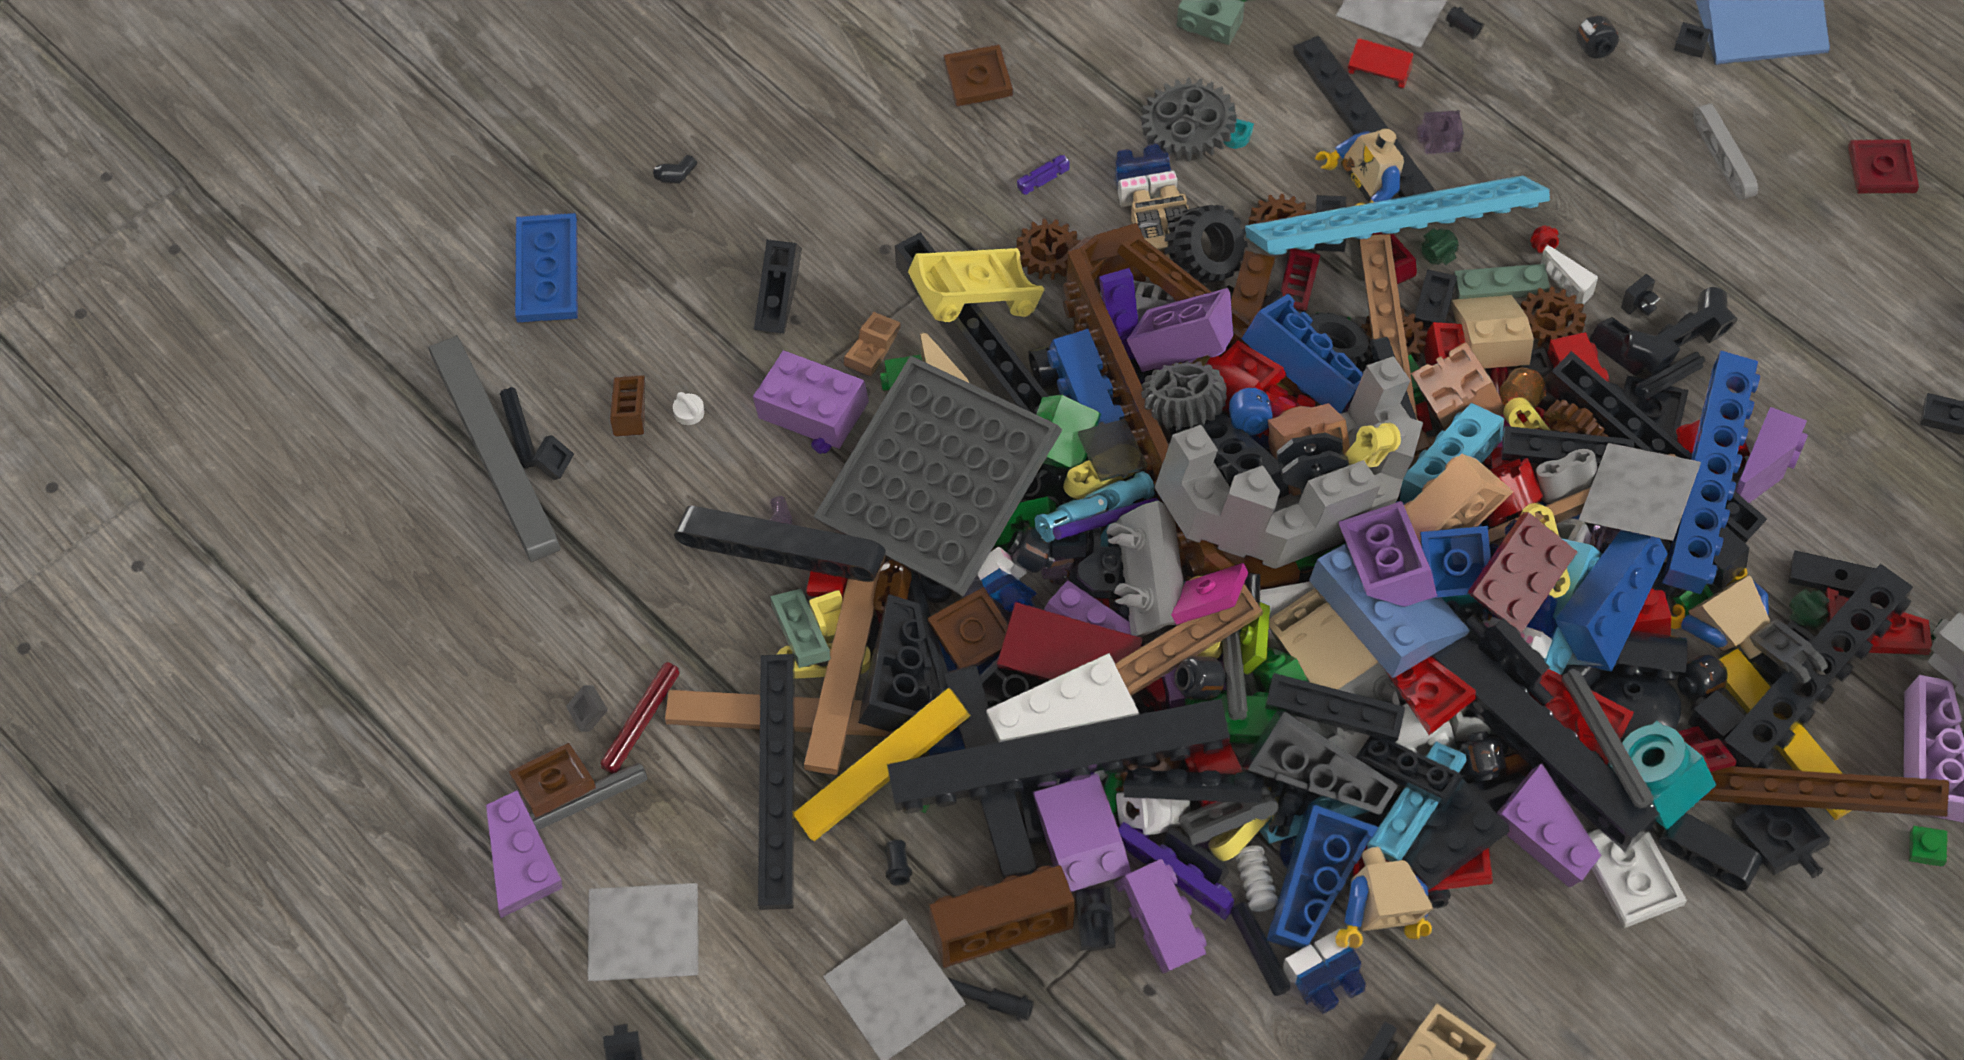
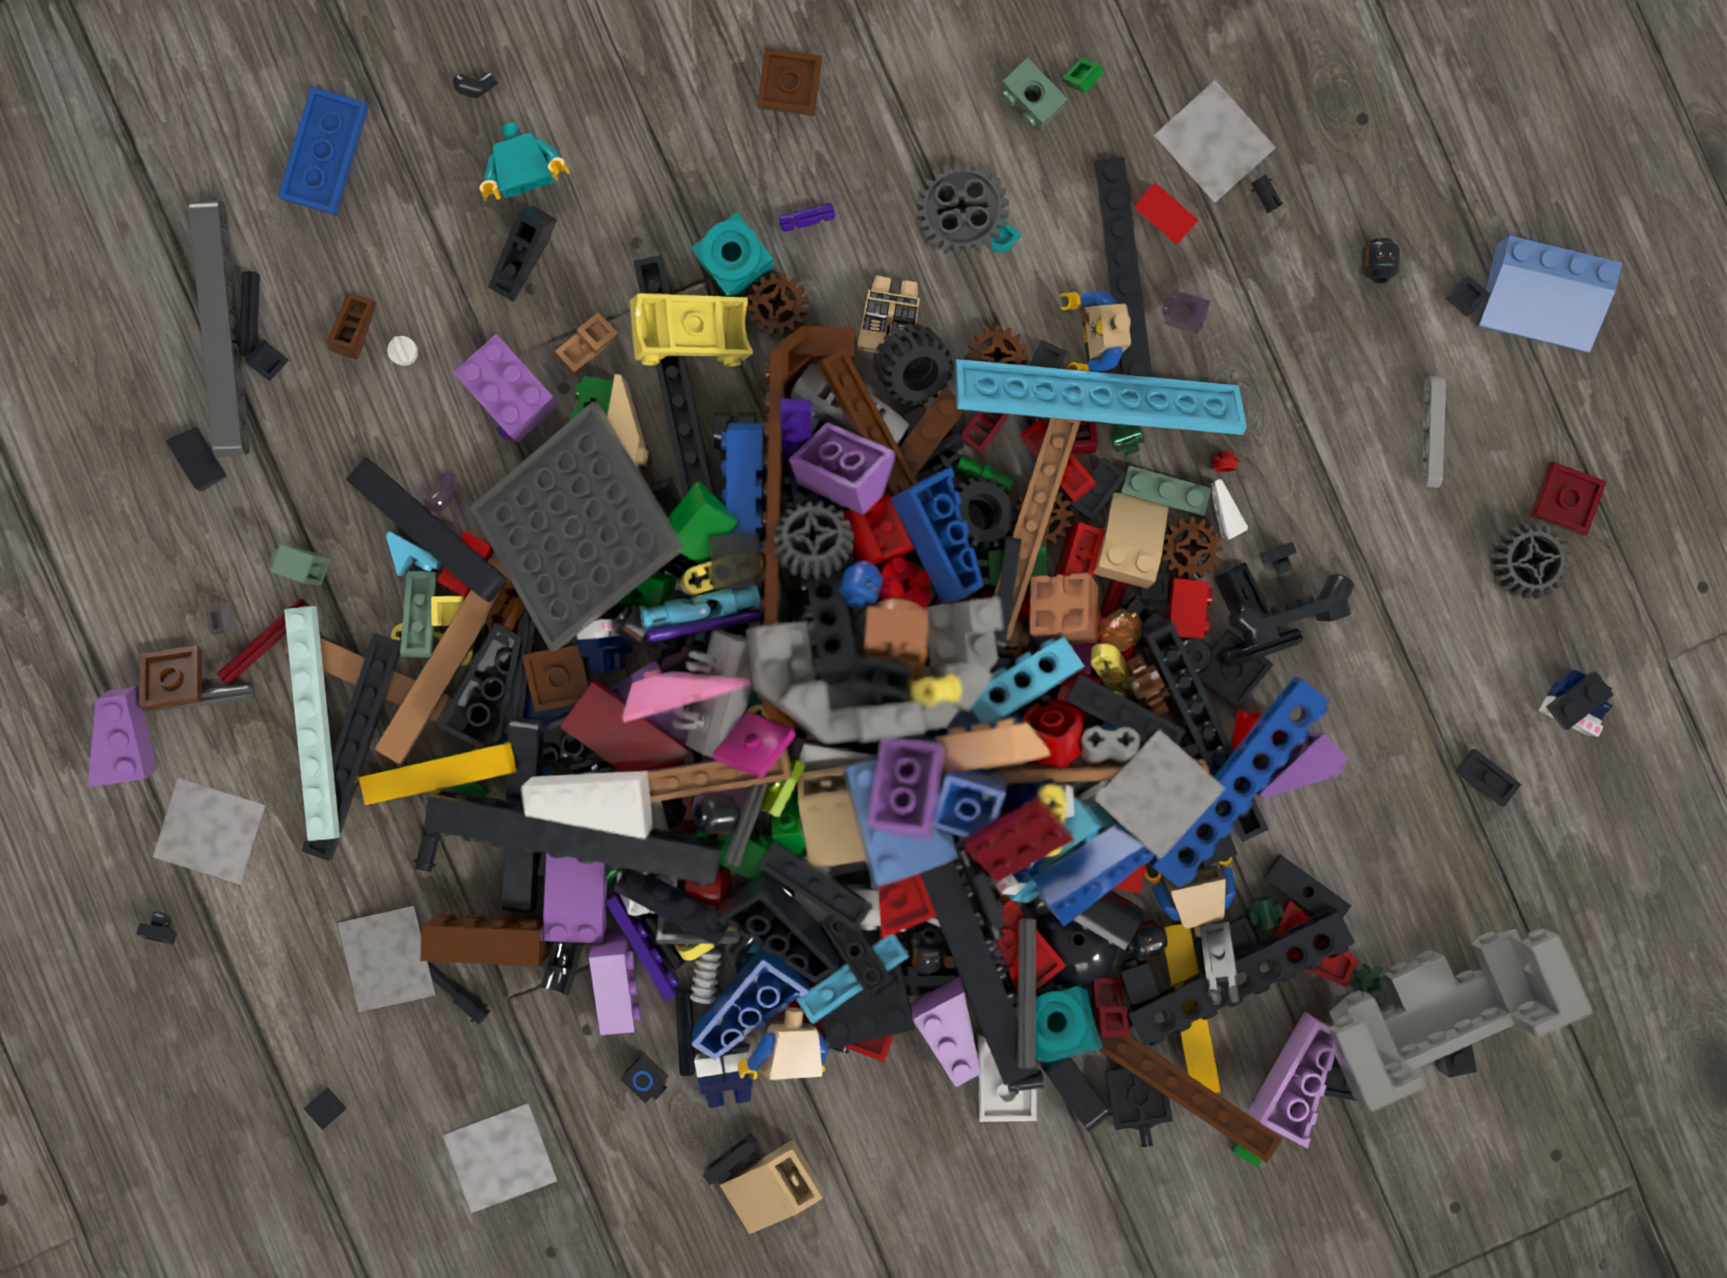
camera: 20 degrees right, 30 degrees up
(507, 572) = (196, 459): none -> black slope
(657, 619) = (299, 564): none -> sand green brick
(726, 770) = (312, 723): none -> light aqua plate
(750, 213) = (520, 164): none -> teal torso
(764, 576) = (406, 551): none -> medium azure slope
(988, 215) = (733, 256): none -> teal piece
(1092, 586) = (673, 689): none -> bright pink wedge
(1142, 173) = (884, 250): hips -> none
(1238, 1007) = (645, 1078): none -> black brick
(1411, 289) = (1076, 479): none -> red plate
(1652, 856) = (1030, 1082): none -> black pin
(1881, 214) = (1556, 557): none -> dark grey gear

